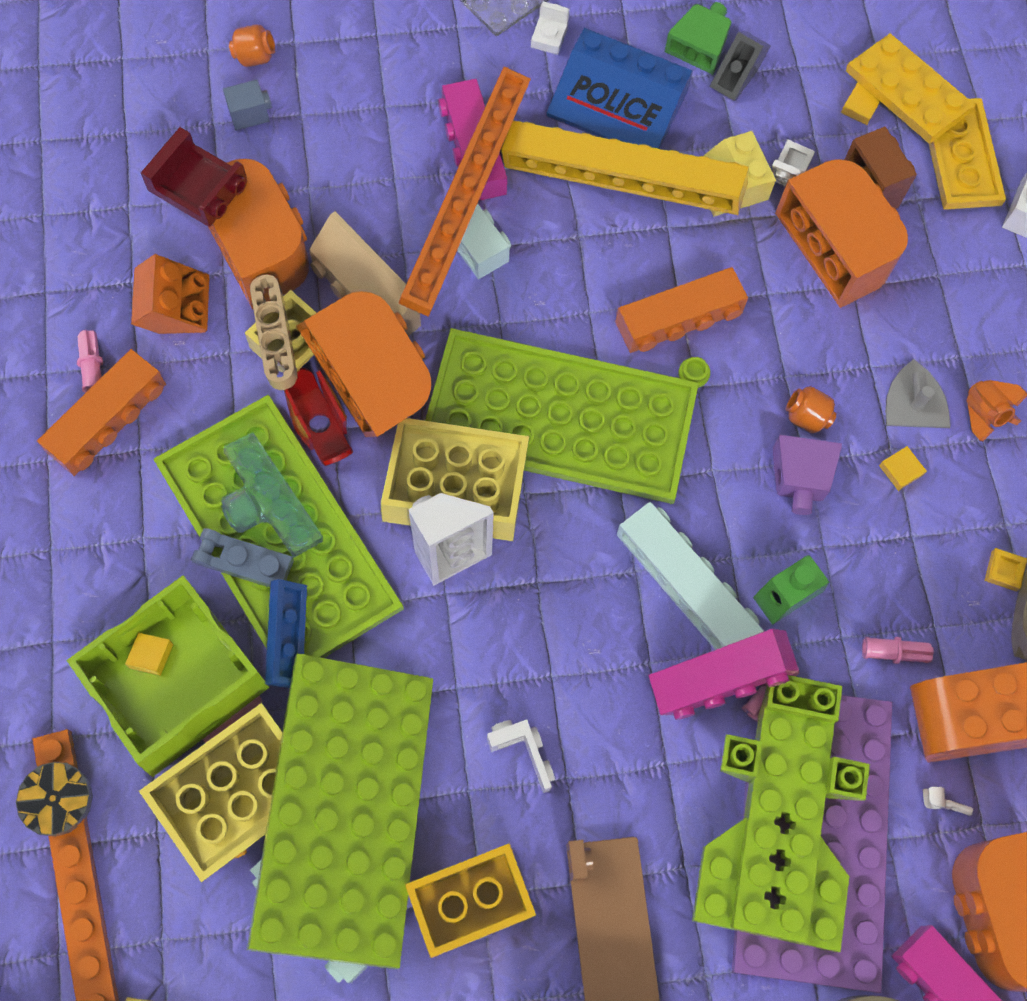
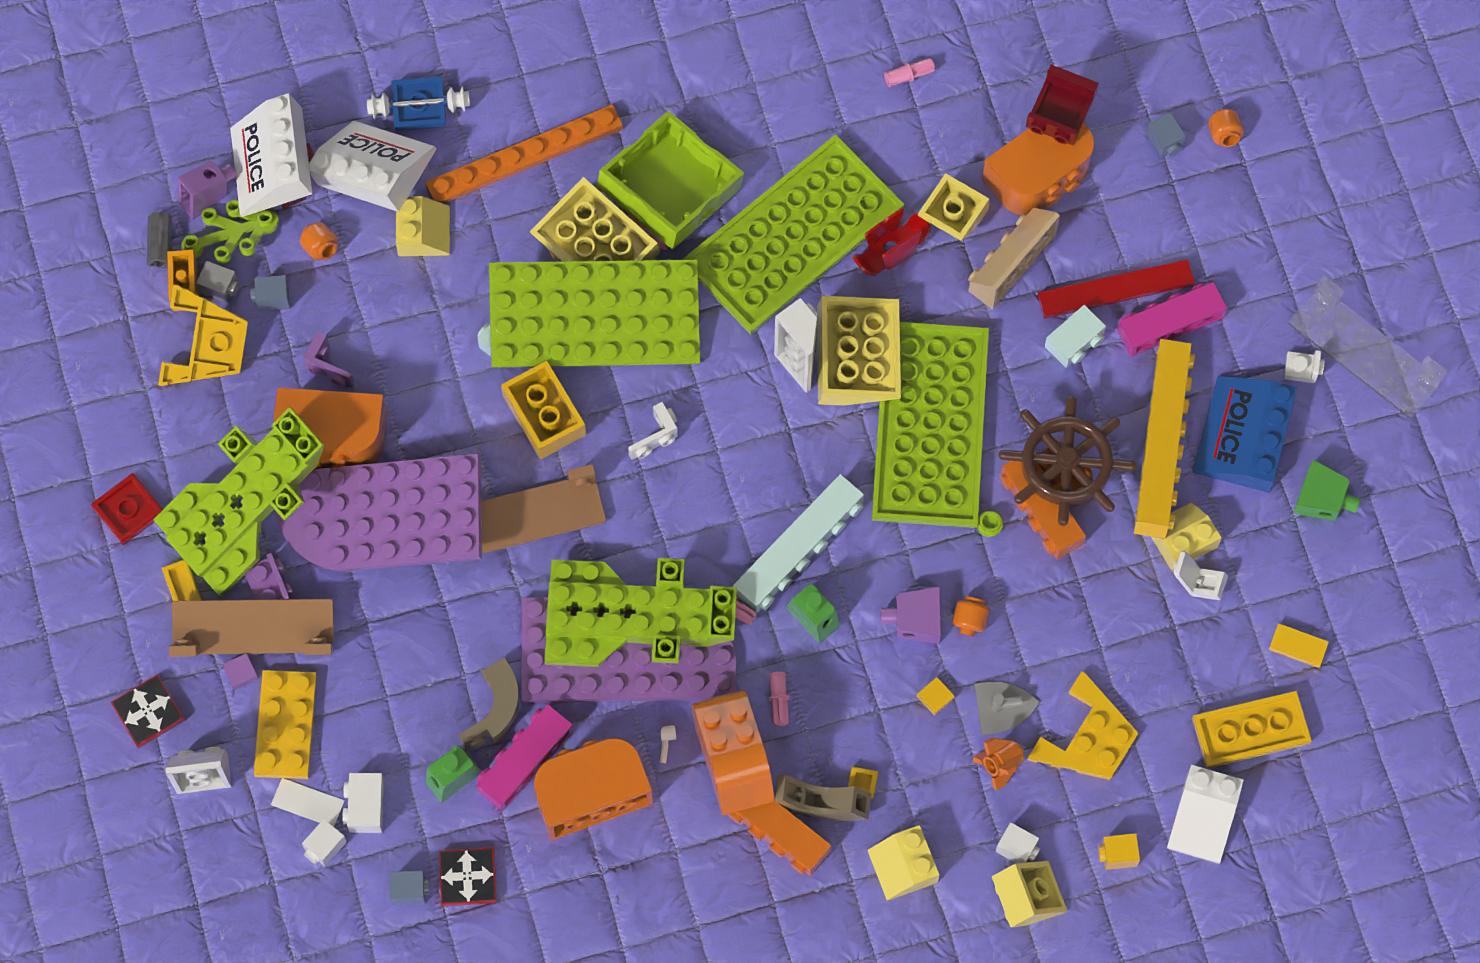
camera: 85 degrees right, 0 degrees up
(54, 799) = (571, 127): tile -> none
(102, 412) = (867, 91): orange brick -> none
(149, 654) = (684, 165): yellow tile -> none
(169, 297) = (974, 117): orange slope -> none
(242, 559) = (765, 213): sand blue plate -> none
(266, 498) = (815, 217): clear light blue plate -> none
(273, 331) = (944, 187): tan beam -> none
(285, 630) = (715, 250): blue plate -> none
(369, 360) = (935, 263): orange brick -> none
(421, 177) = (1116, 288): none -> red tile
(464, 193) = (1107, 312): orange plate -> none
(645, 268) = (1064, 464): none -> reddish brown brick
(724, 673) = (730, 555): dark pink brick -> none
(740, 65) = (1301, 529): dark grey slope -> none
(843, 228) = (1140, 624): orange brick -> none
(884, 162) = (1203, 648): dark orange brick -> none
(910, 88) = (1305, 674): yellow plate -> none
(964, 304) = (1098, 743): none -> yellow wing

